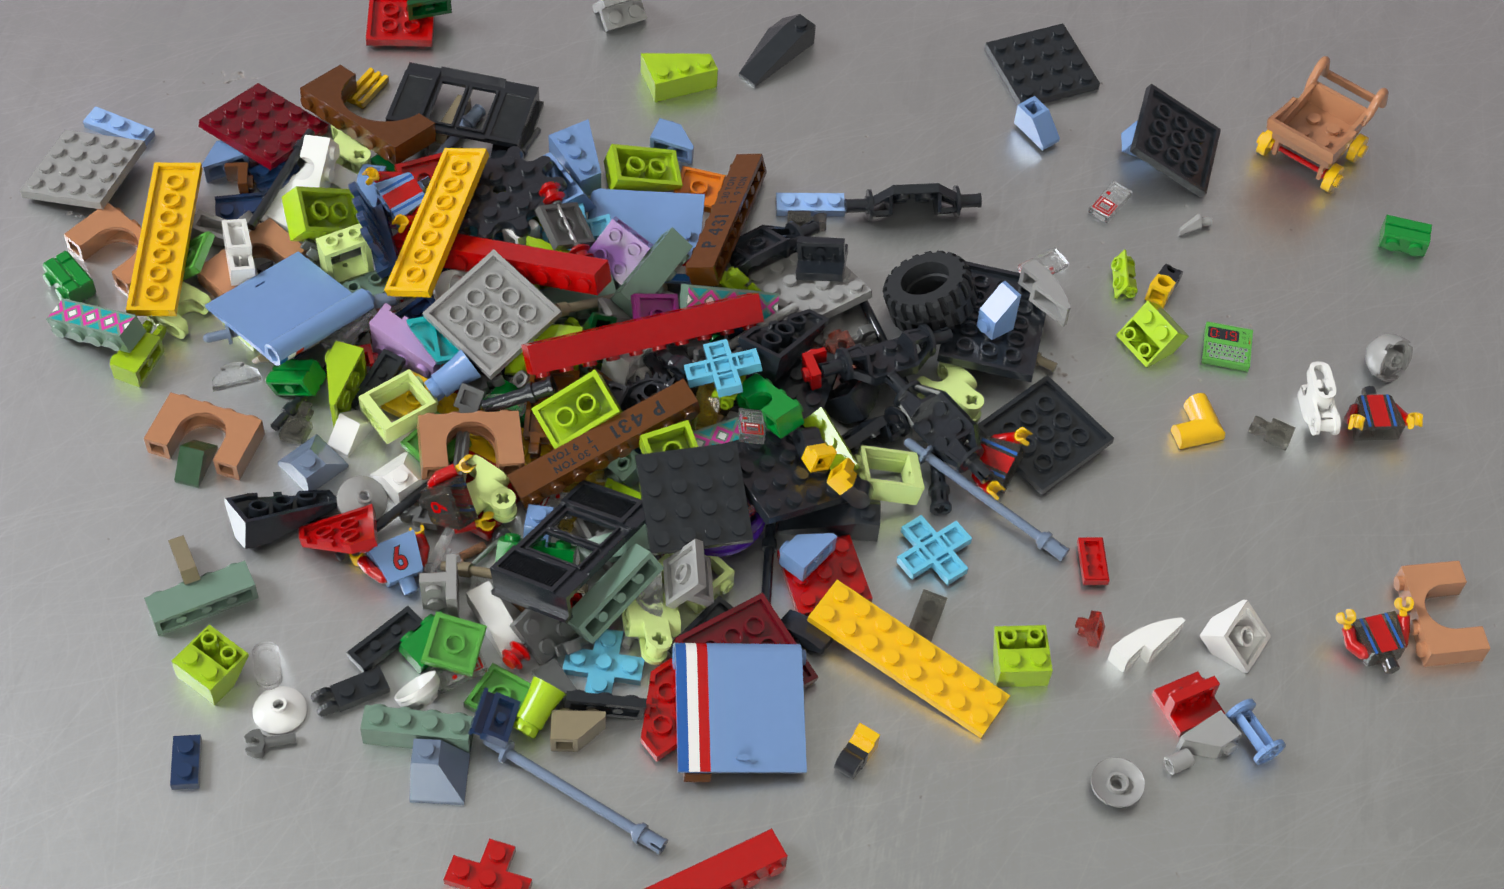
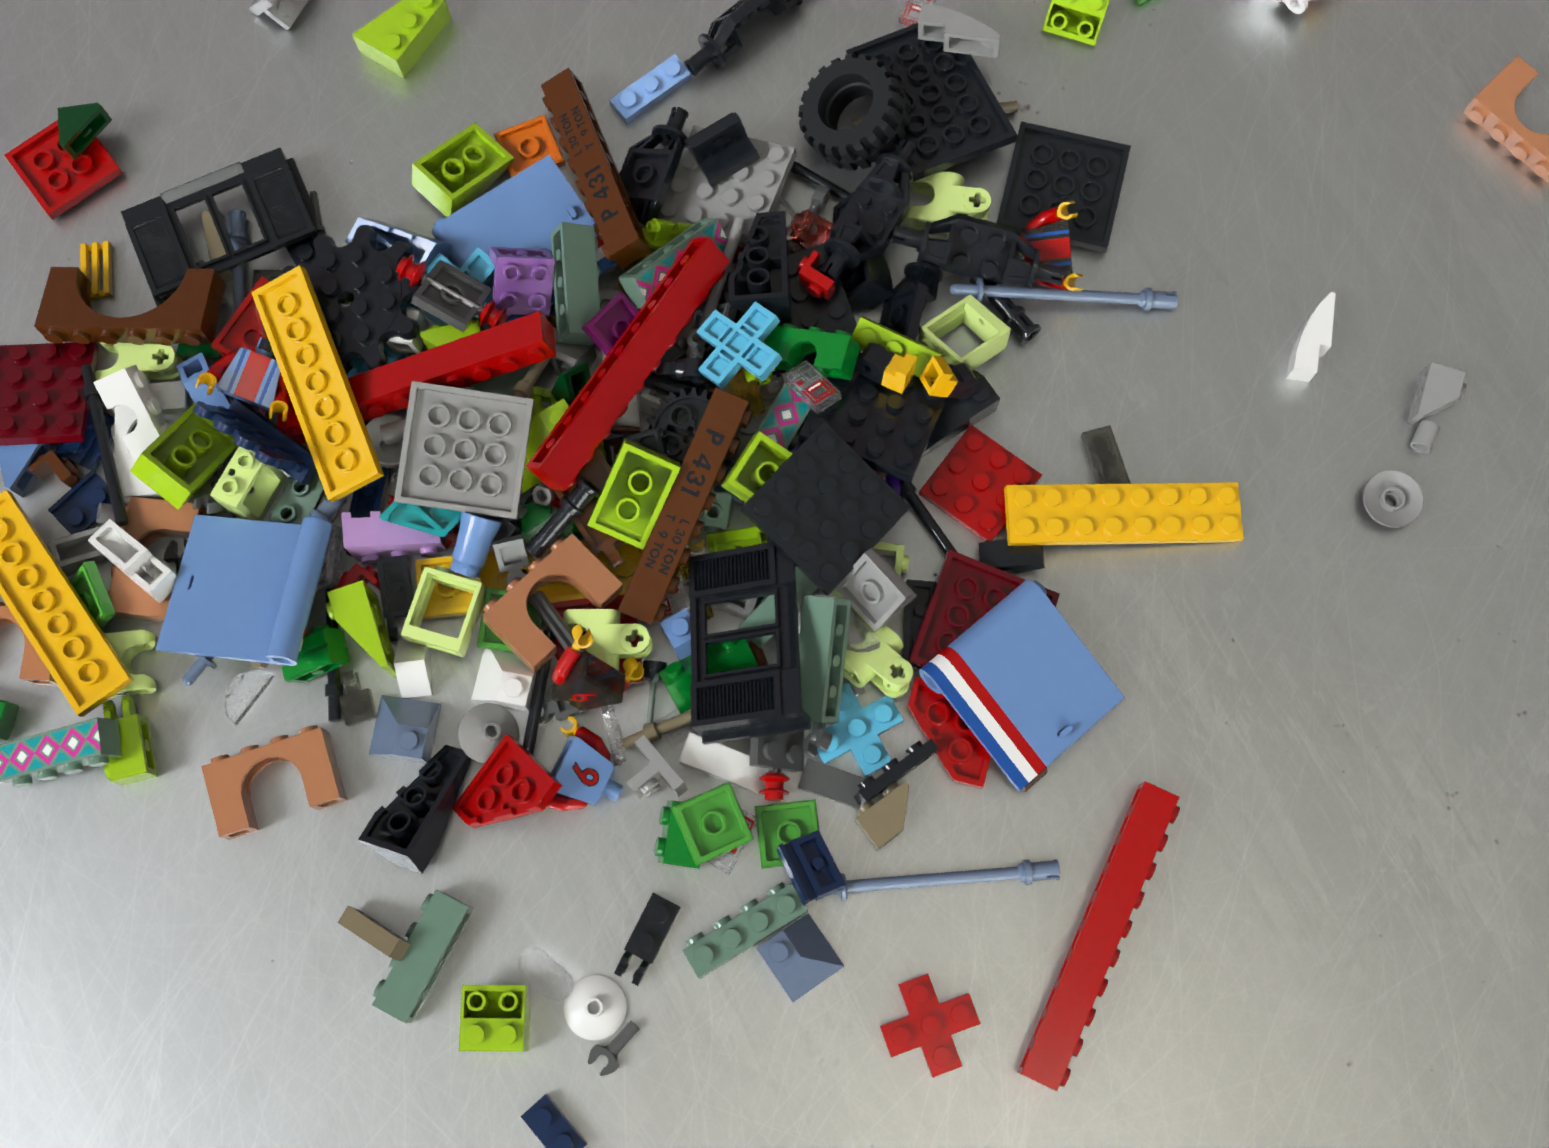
camera: 30 degrees left, 20 degrees up
(194, 462) = (287, 816): dark green slope -> none
(384, 640) = (636, 861): black plate -> none
(419, 691) = (708, 891): white piece -> none
(472, 551) = (638, 704): nougat piece -> none
(537, 707) = (838, 822): lime plant -> none
(577, 154) = (379, 195): medium blue wedge -> none
(672, 137) = (459, 110): medium blue slope -> none
(804, 217) = (658, 112): clear smoke plate -> none
(806, 553) = (955, 479): medium blue slope -> none
(857, 751) = (1150, 642): leg -> none
(934, 550) = (1058, 383): medium azure plate -> none
(999, 311) = (939, 87): medium blue slope -> none
(1021, 656) = (1220, 435): lime slope -> none
(1091, 628) = (1255, 360): clear red tile -> none
(1093, 561) = (1203, 288): red plate -> none
(1188, 701) = (1389, 370): red bracket -> none
(1203, 424) = (1193, 72): yellow brick -> none
(1236, 636) = (1382, 274): white slope -> none
(1255, 732) = (1470, 359): medium blue hose -> none
(1275, 433) = (1260, 32): clear smoke plate -> none
(1378, 637) = (1502, 182): torso -> none

